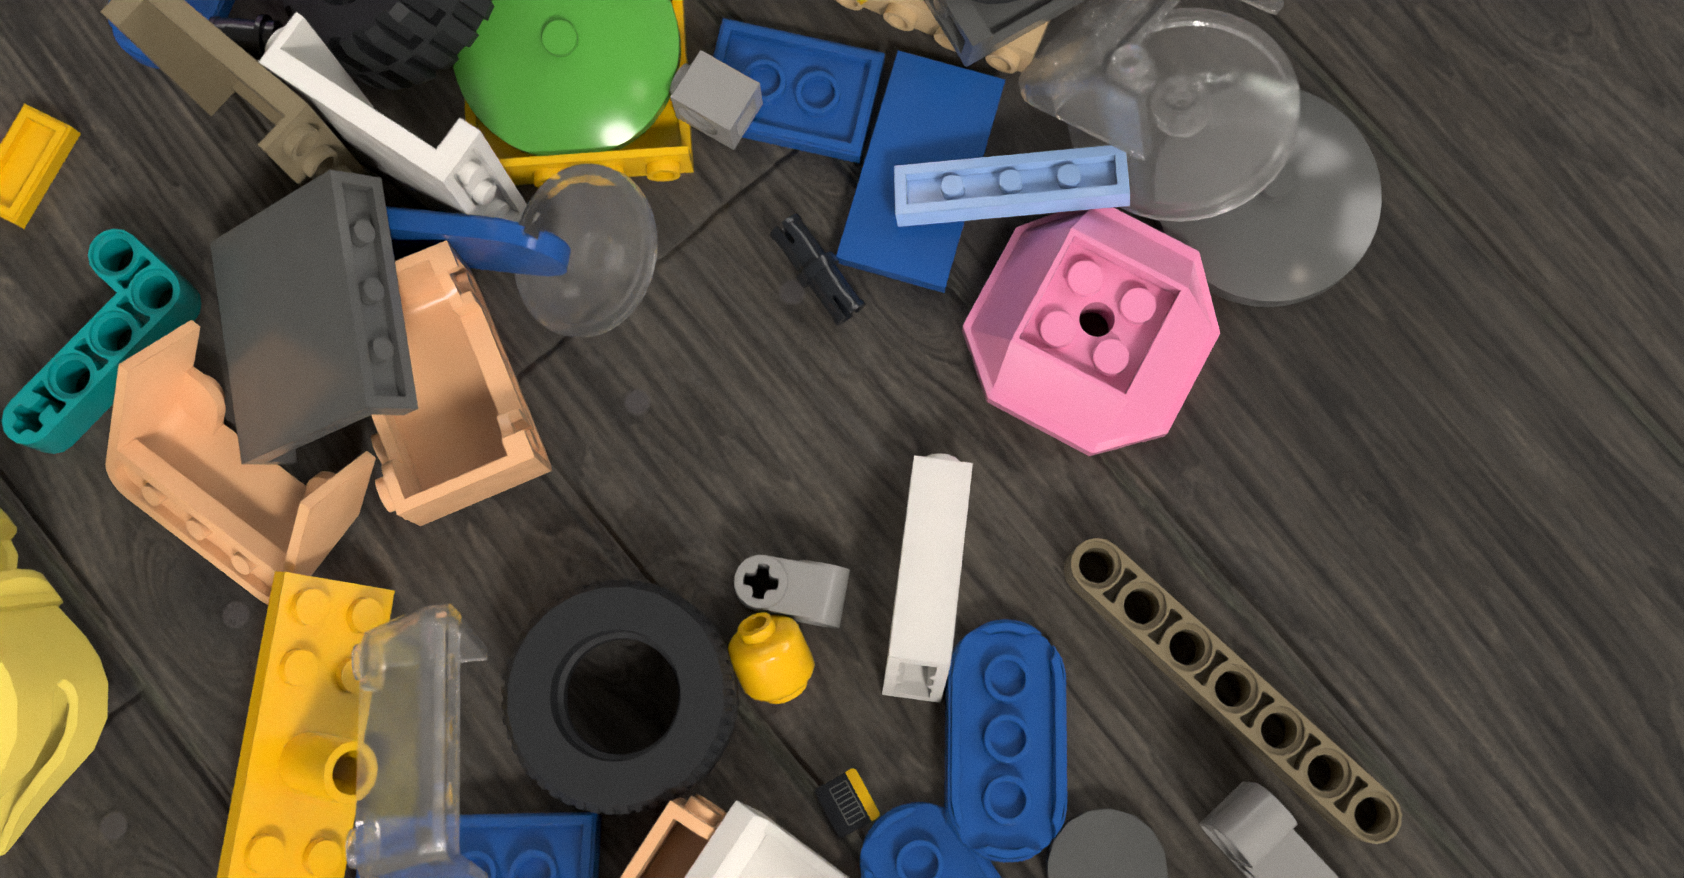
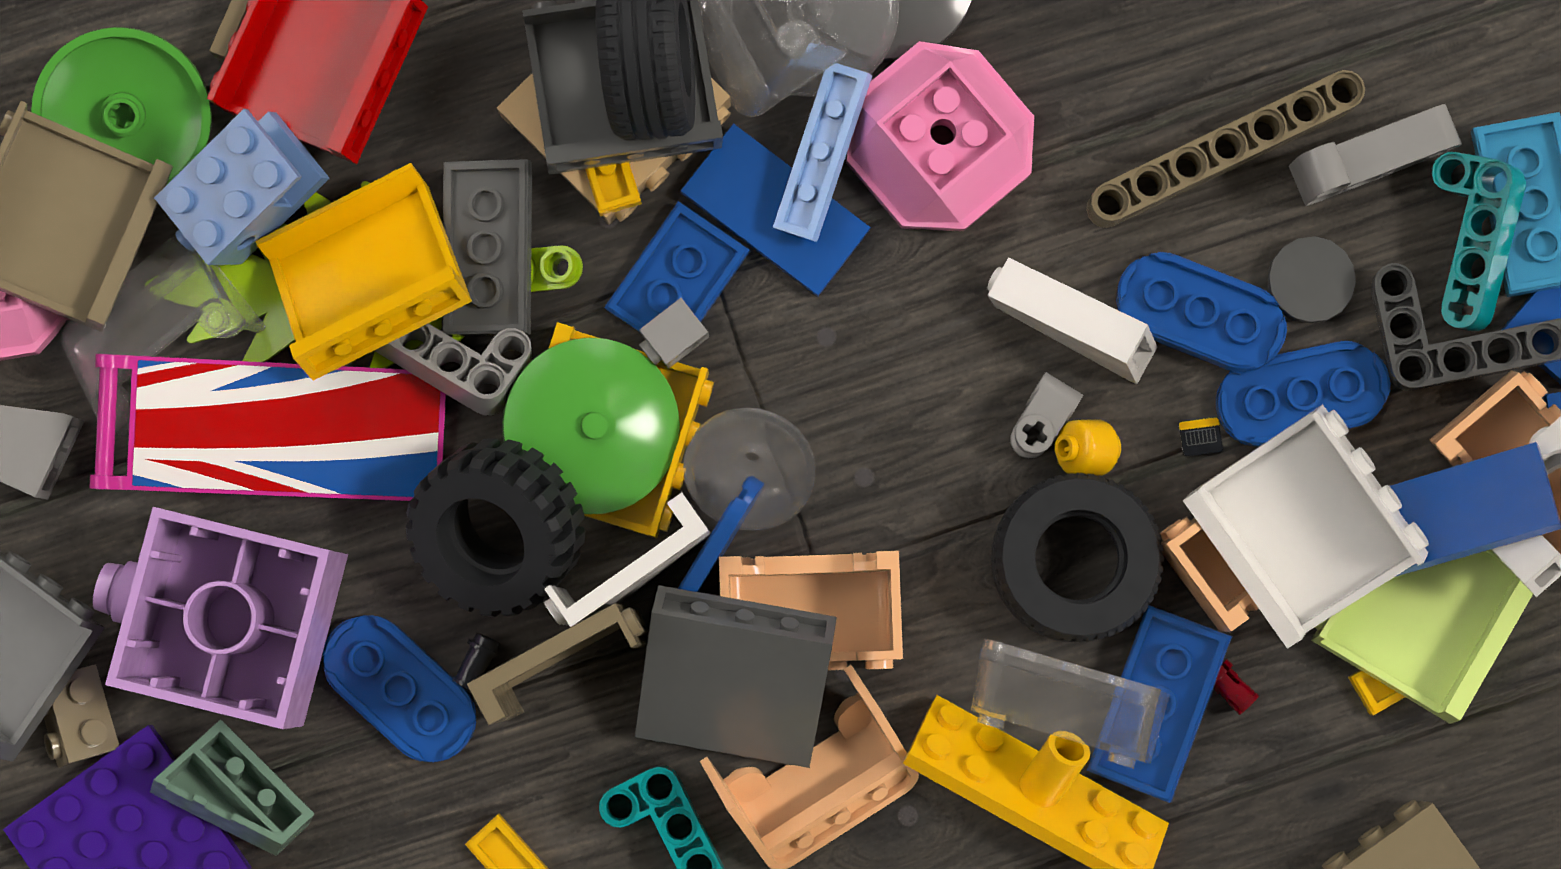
camera: 70 degrees left, 5 degrees up
(817, 269) = (821, 311): black pin -> none

